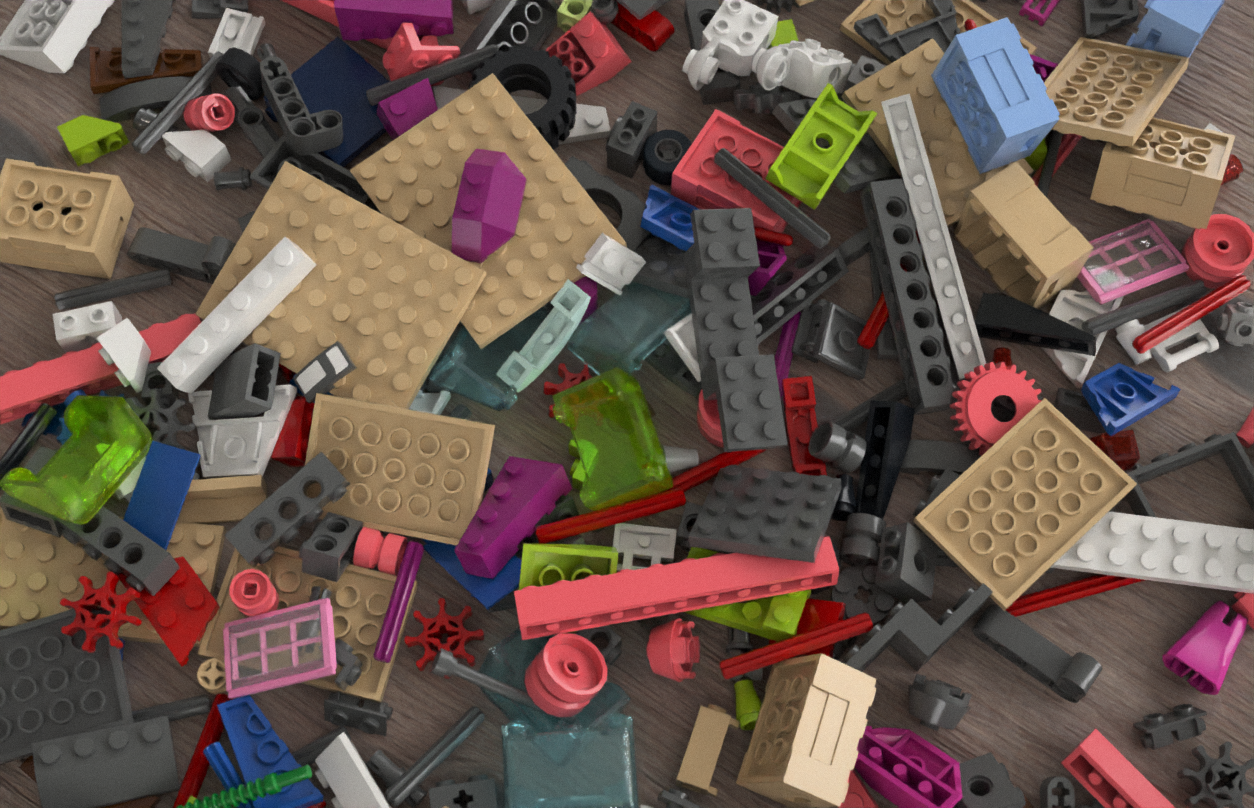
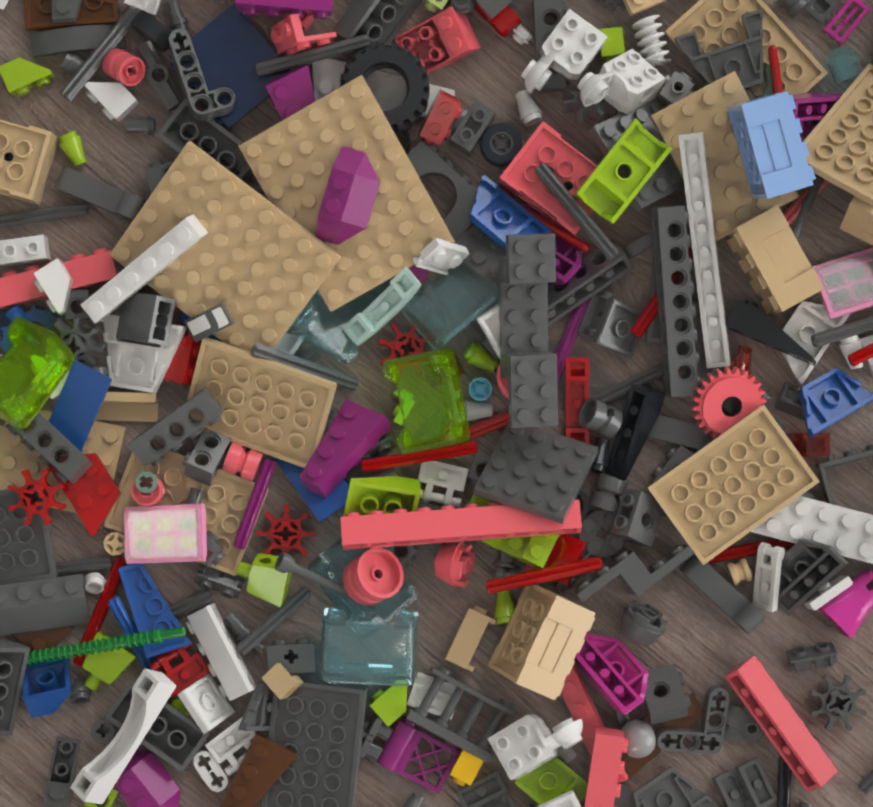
camera: 10 degrees right, 20 degrees up
(149, 208) = (73, 148): none -> lime cone
(185, 738) = (94, 583): none -> white plate
(251, 566) = (146, 489): none -> sand green bush
(395, 399) = (268, 353): none -> dark grey axle
(422, 698) = (265, 580): none -> lime torso
(590, 131) = (439, 118): none -> red brick
(673, 395) = (479, 357): none -> lime cone
(677, 44) = (522, 35): none -> white plate
(679, 426) = (480, 389): none -> medium azure wheel
(693, 116) = (528, 110): none -> white cone
(825, 28) = (650, 40): none -> white piece
(1051, 622) = (739, 571): none -> tan wheel
(1052, 39) = (843, 64): none -> clear light blue brick
(1092, 619) = (767, 577): none -> white plate
(1139, 607) = (805, 571): none -> dark grey wedge
(1174, 631) = (828, 592): none -> white plate

